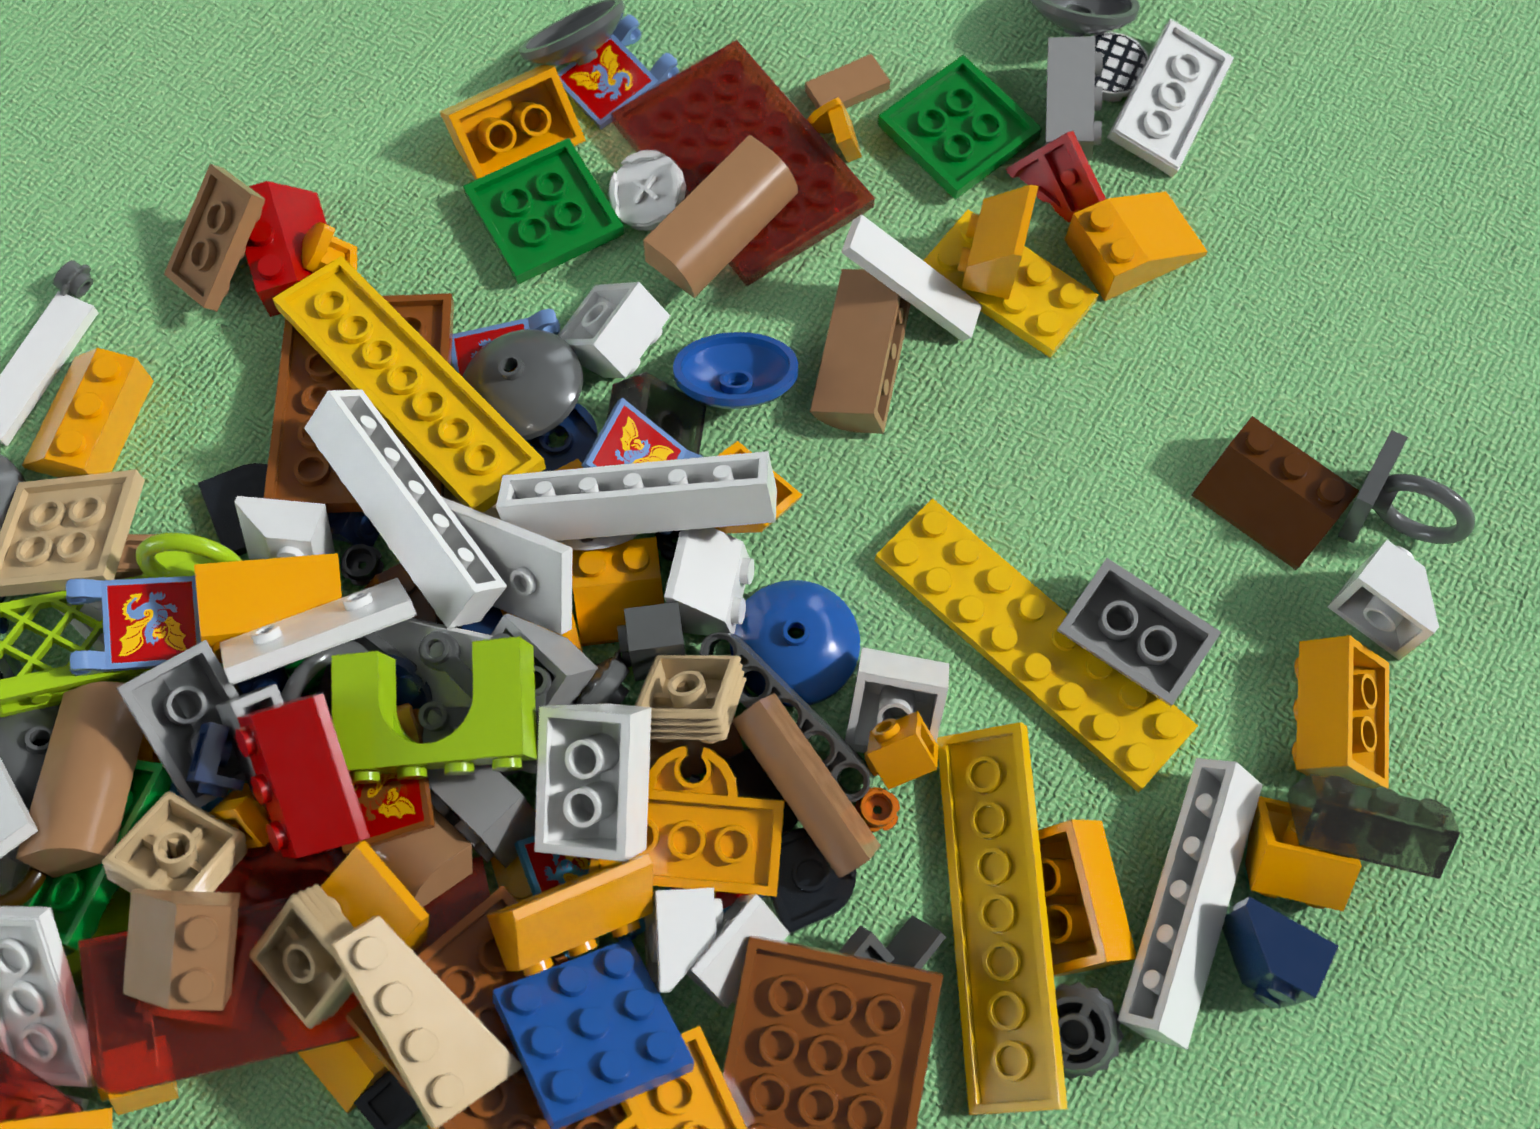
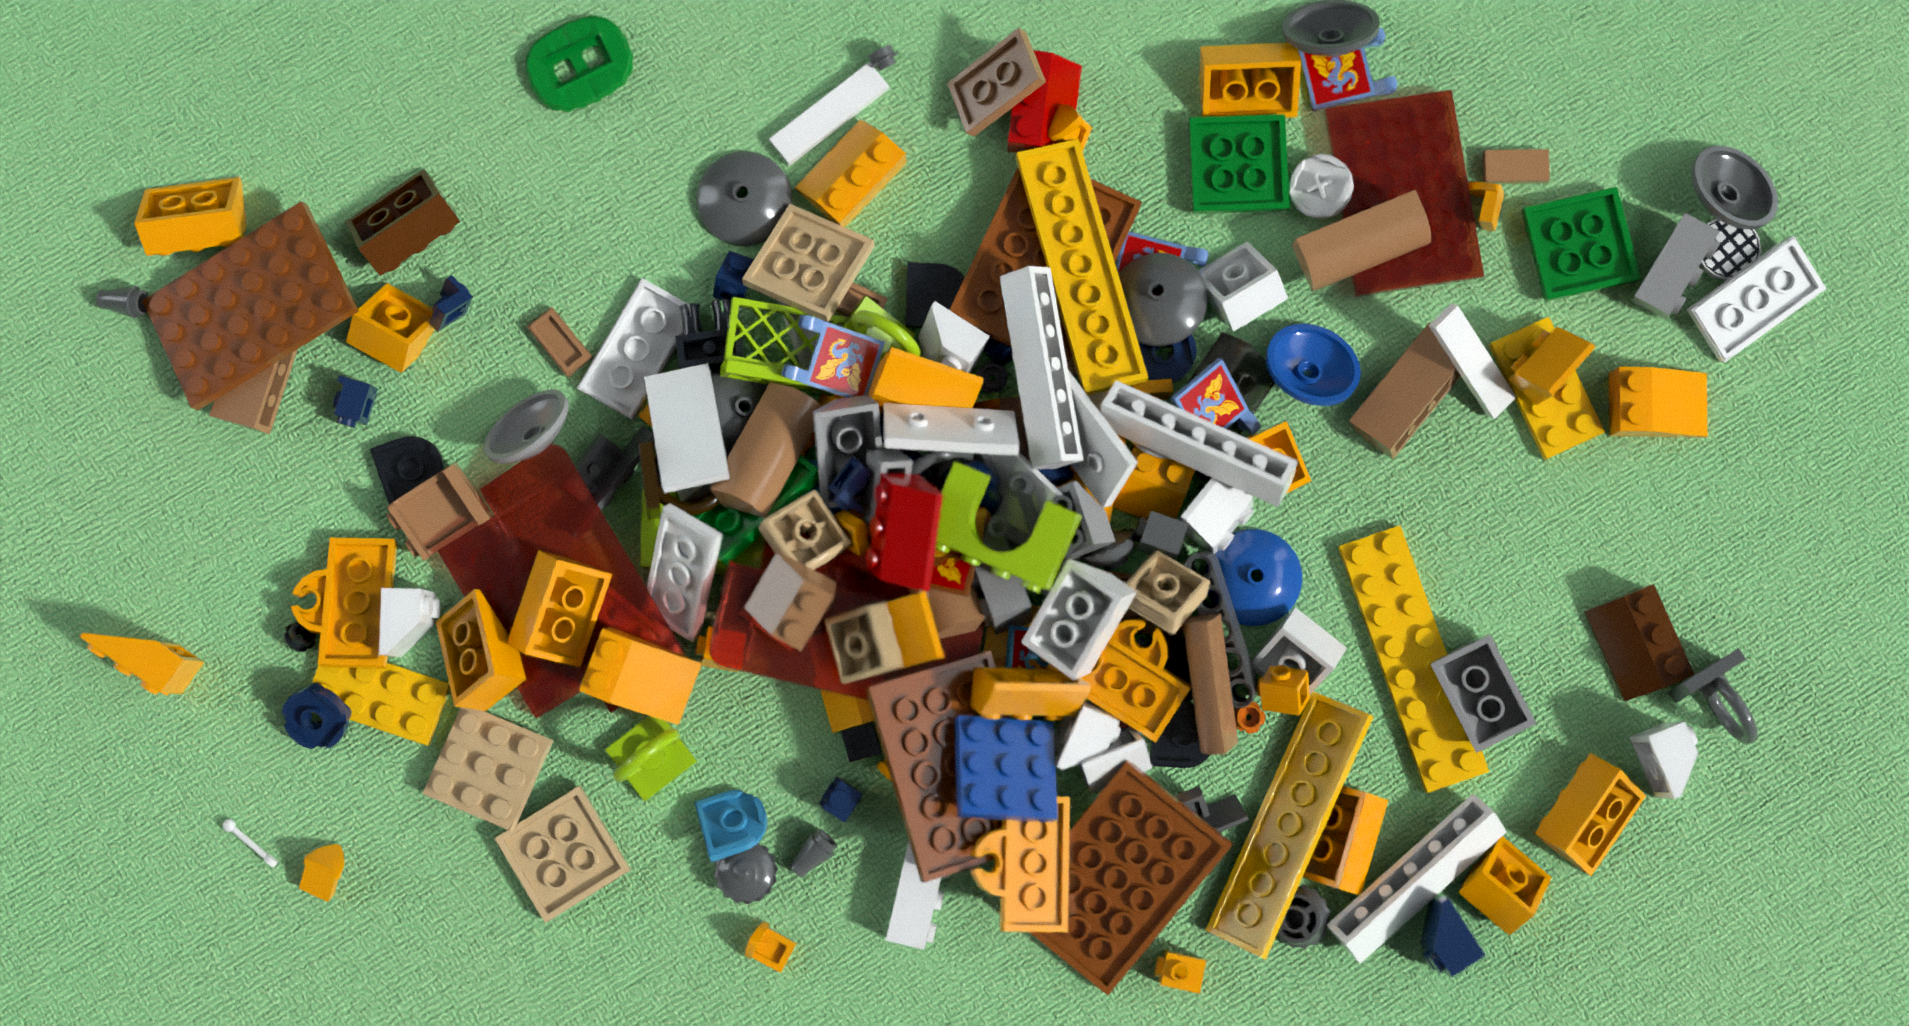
camera: 30 degrees right, 15 degrees up
(426, 1029) = (912, 722): tan wing -> none
(1061, 176) = (1630, 328): red wing -> none
(1373, 824) = (1558, 895): clear smoke slope -> none

